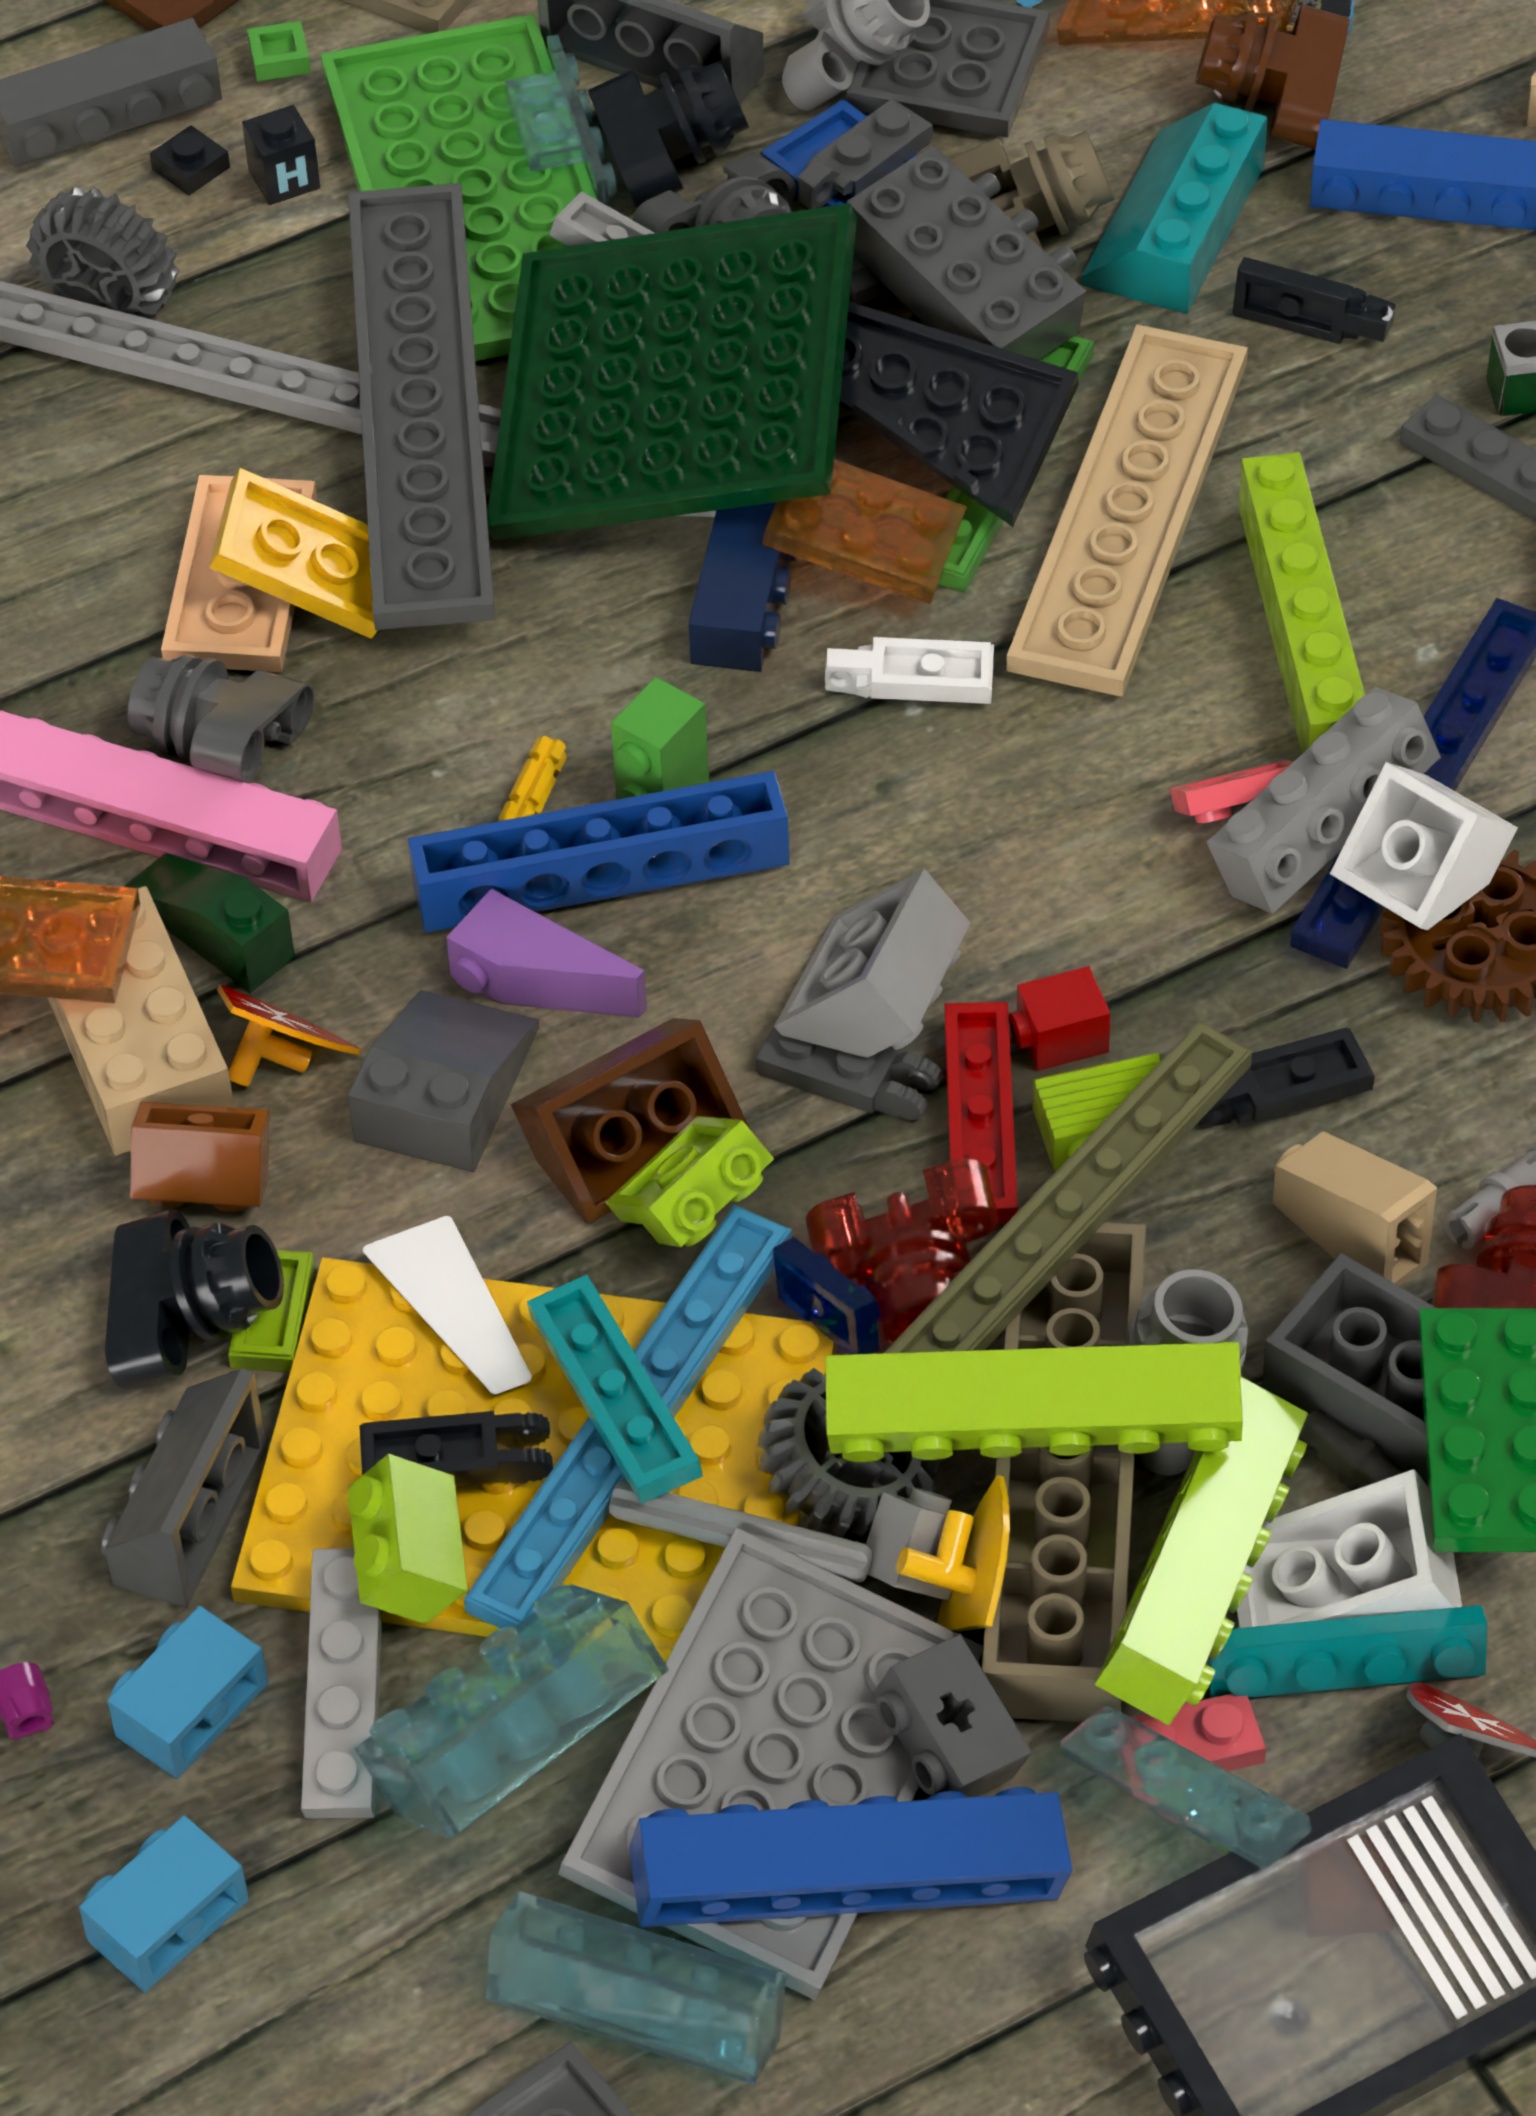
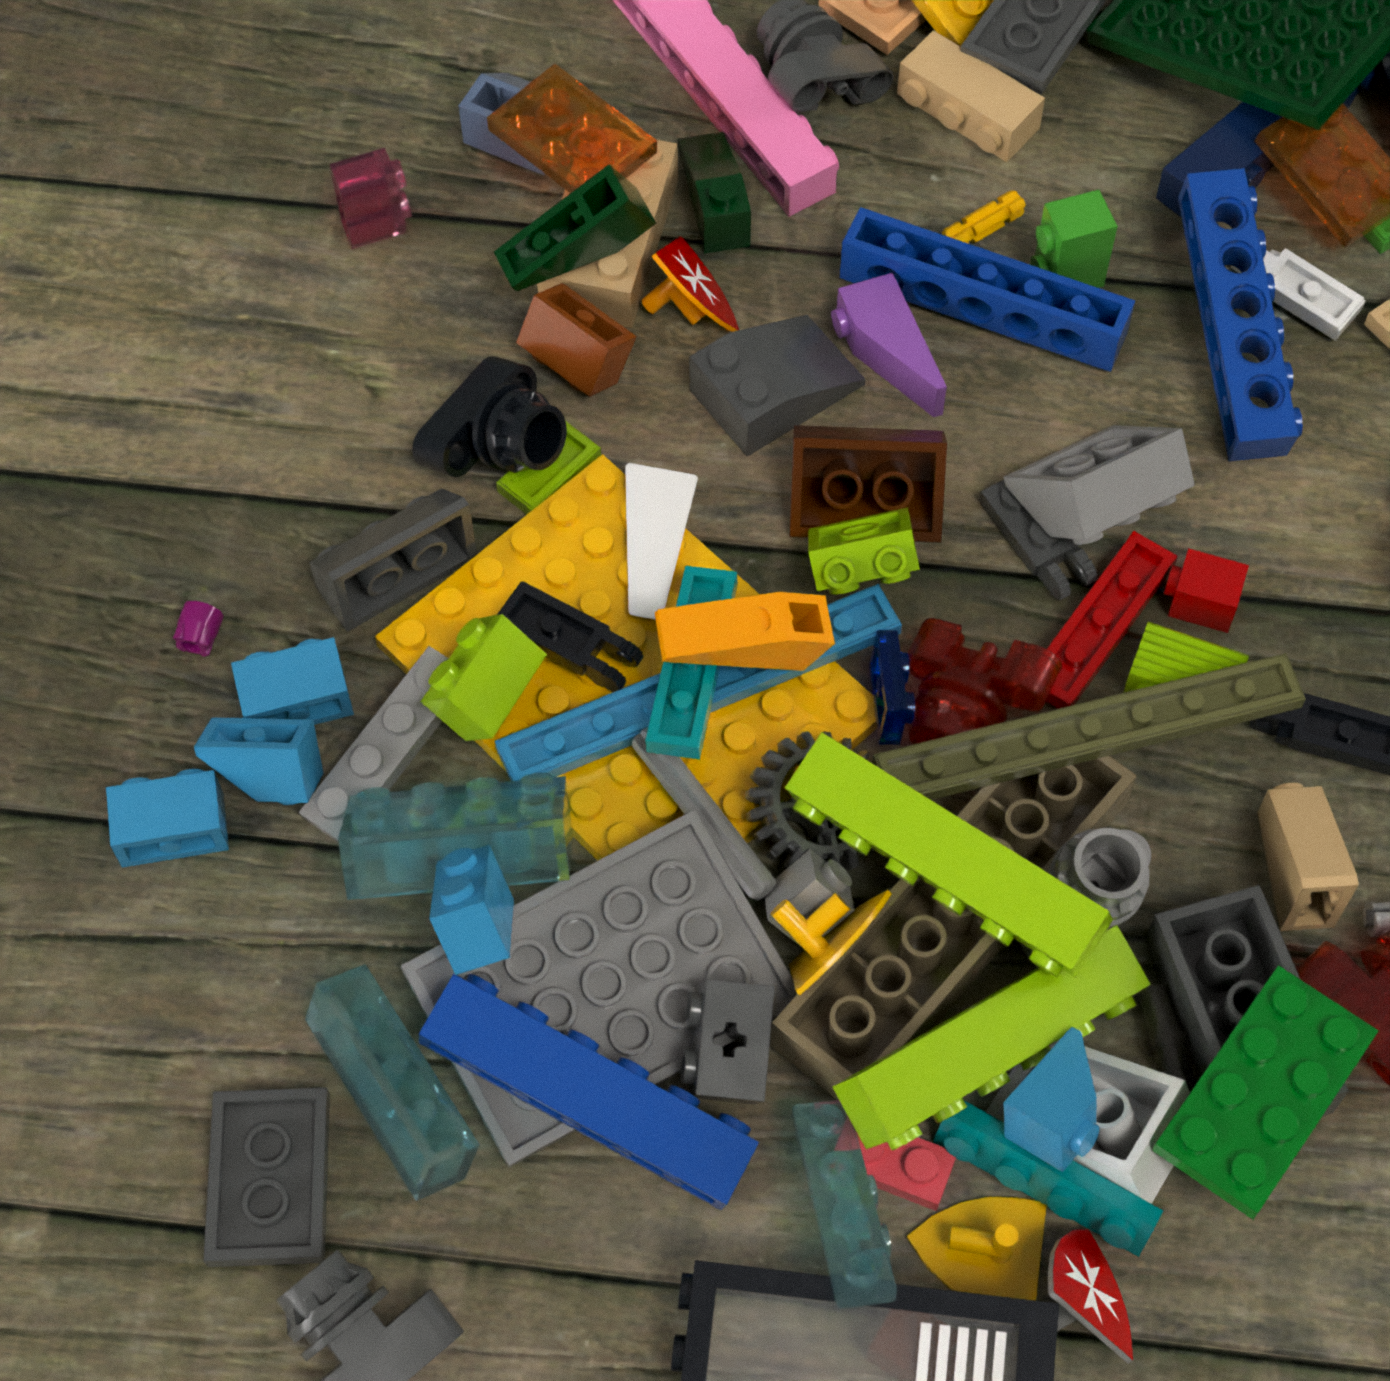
camera: 35 degrees right, 10 degrees up
(127, 1033) = (576, 231): none -> dark green slope
(224, 1770) = (264, 756): none -> dark azure slope
(414, 664) = (970, 96): none -> tan brick
(605, 1746) = (472, 909): none -> dark azure brick
(661, 1315) = (748, 631): none -> light orange slope
(849, 717) = (1246, 428): none -> blue brick
(1316, 1568) = (1055, 1105): none -> dark azure slope
(1332, 1752) = (985, 1246): none -> yellow shield

